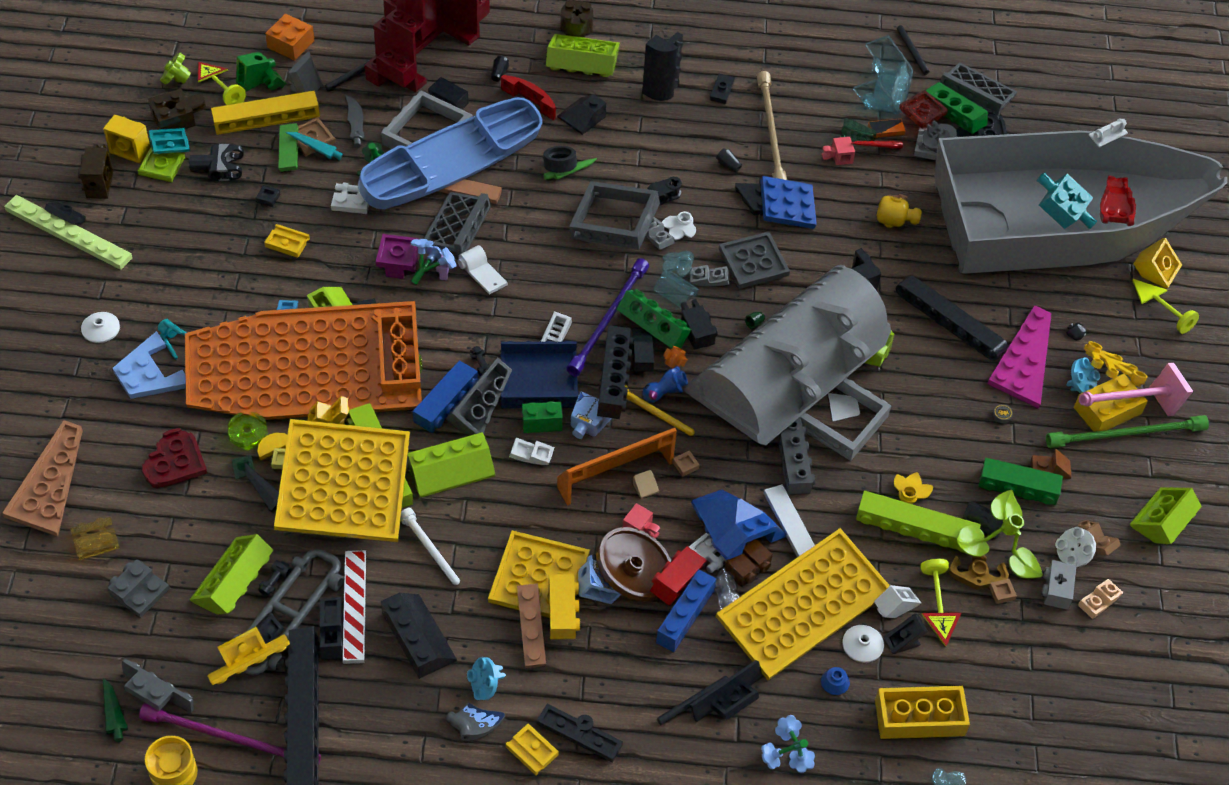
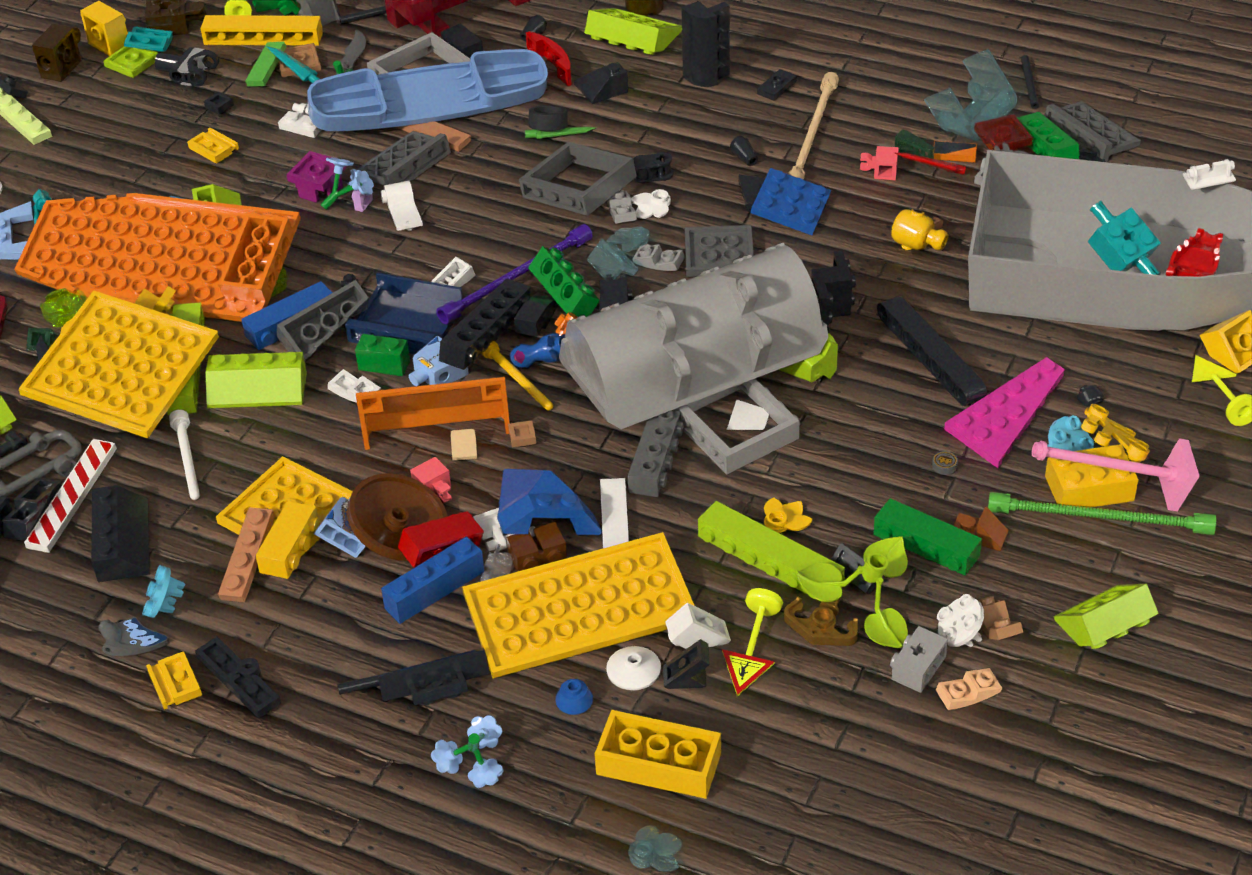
camera: 25 degrees right, 10 degrees down
(1002, 591) = (840, 650): medium nougat plate -> none

